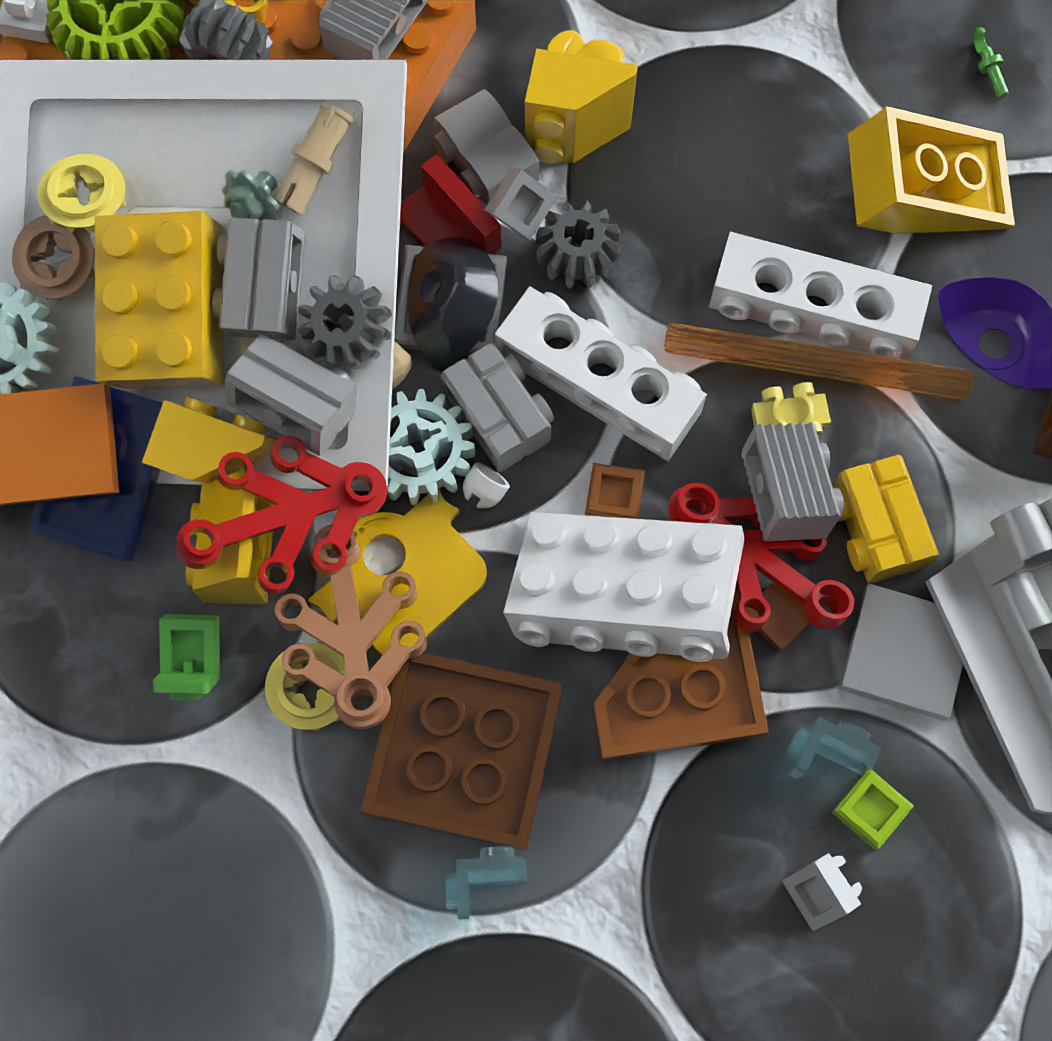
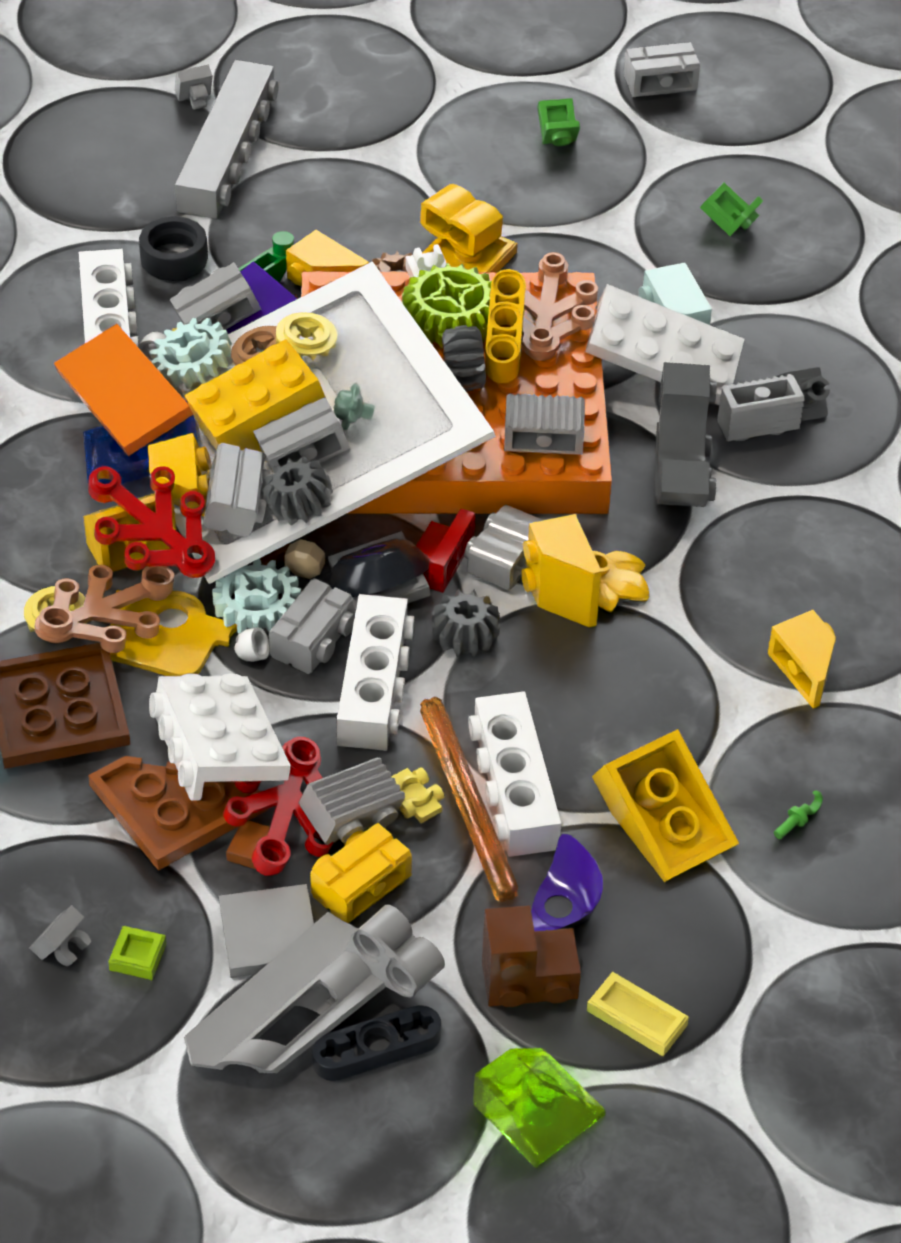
camera: 60 degrees right, 25 degrees down
(188, 656) = (43, 542): bright green bracket -> none
(312, 158) = (396, 421): tan pin -> none
(521, 202) = (465, 567): light grey tile -> none
(614, 491) = (291, 719): dark orange tile -> none
(840, 743) = (165, 891): clear light blue bracket -> none

